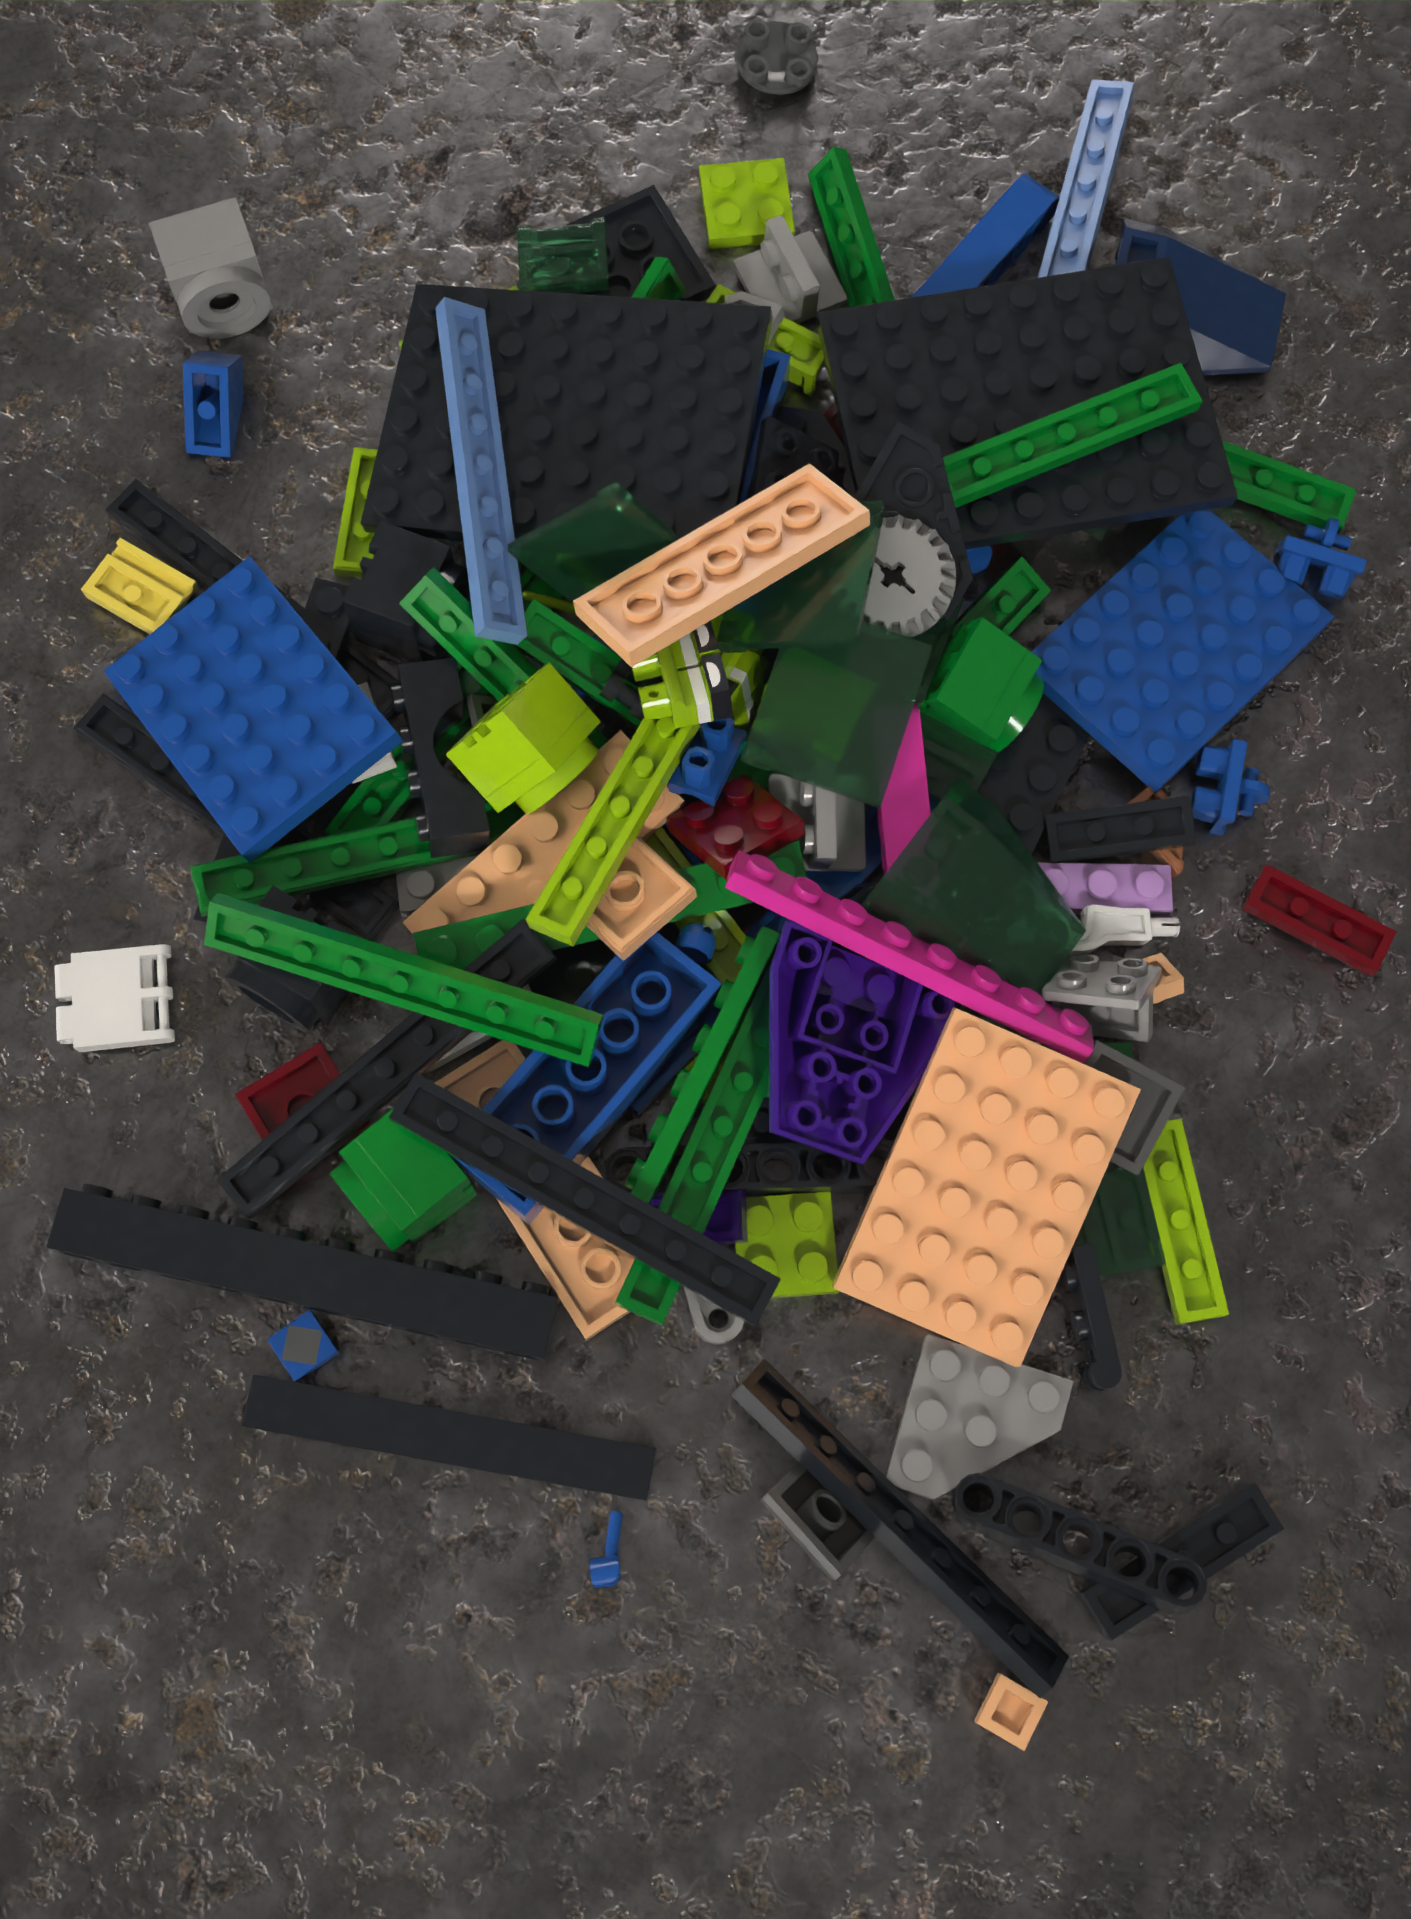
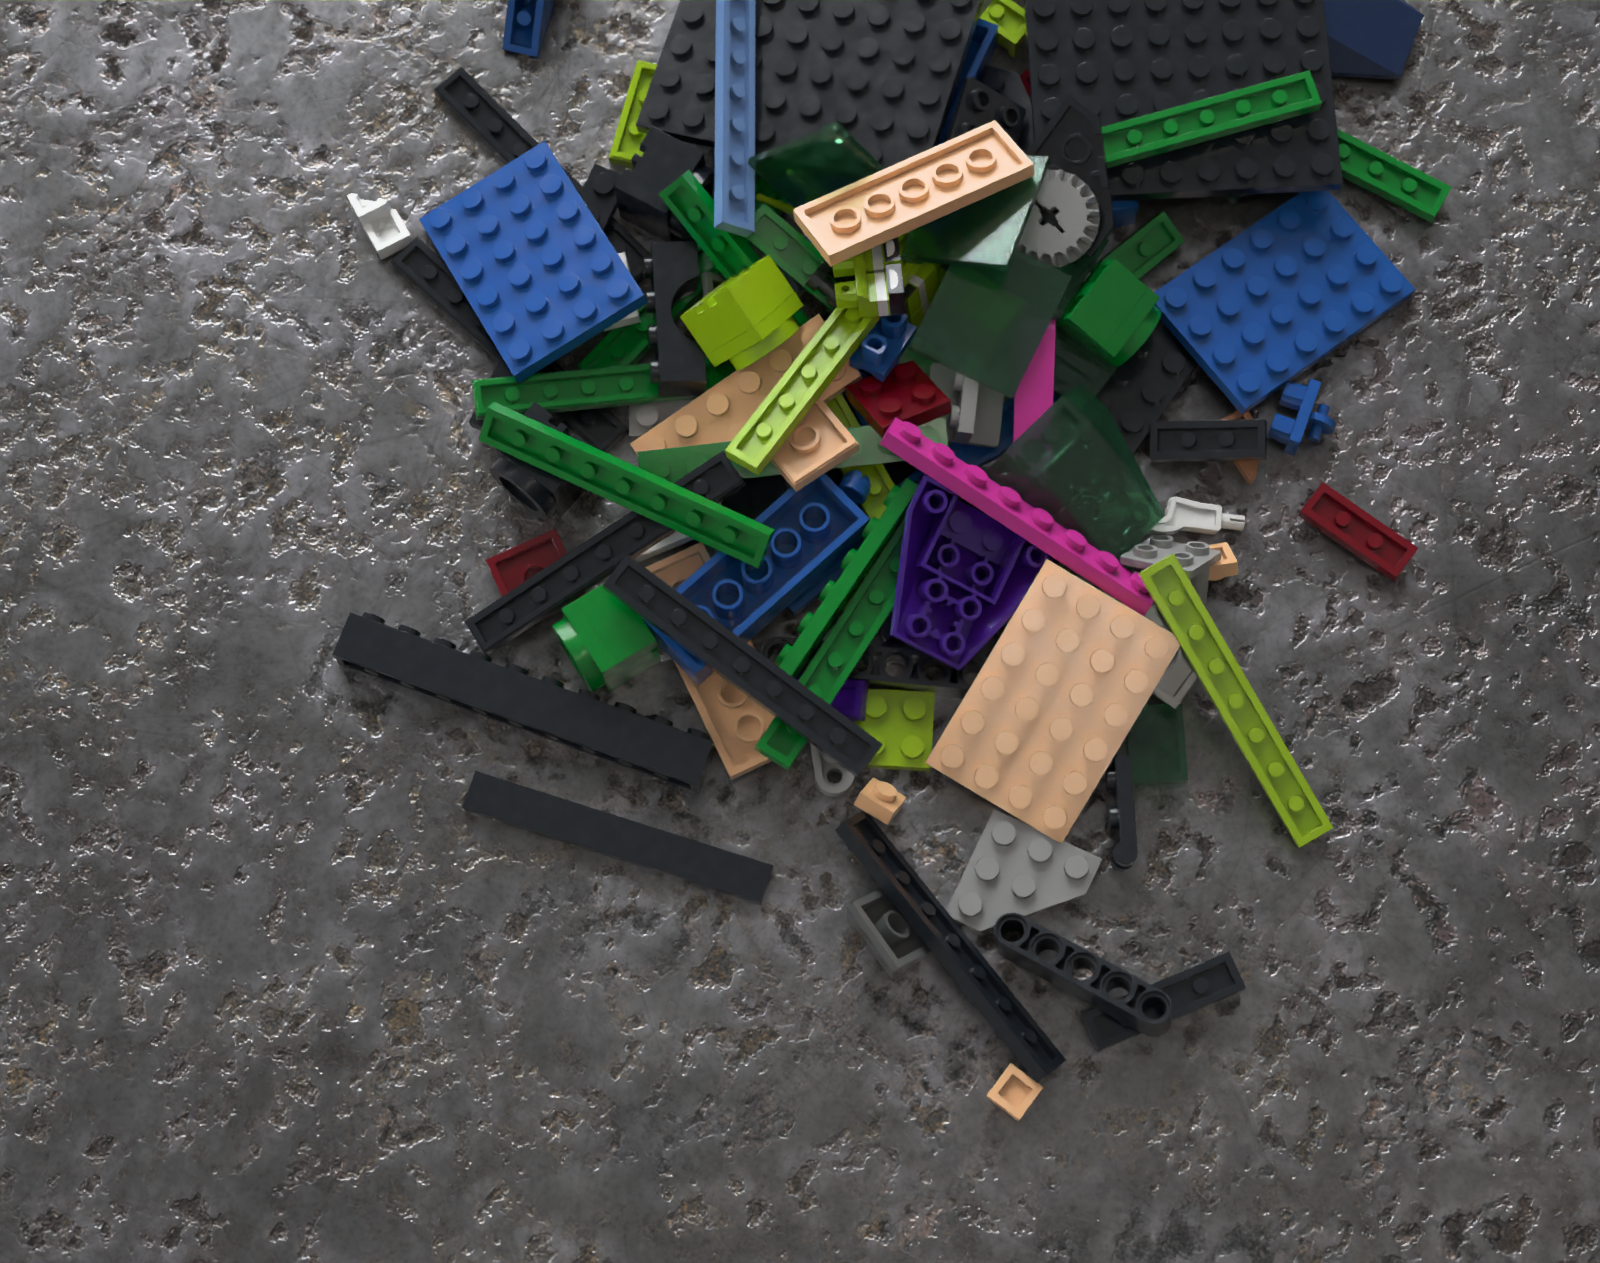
camera: 15 degrees right, 0 degrees up
(57, 684) = (381, 225): none -> white slope
(114, 998) = (400, 475): white plate -> none
(139, 587) = (454, 155): light yellow plate -> none
(303, 1346) = (515, 755): tile -> none
(606, 1570) = (723, 949): blue hand -> none
(782, 1344) = (880, 800): none -> light nougat plate
(1113, 885) = (1194, 484): lavender plate -> none
(1189, 1255) = (1205, 761): lime plate -> none
(1214, 1156) = (1235, 700): none -> lime plate
(1338, 566) = (1425, 249): blue hips -> none

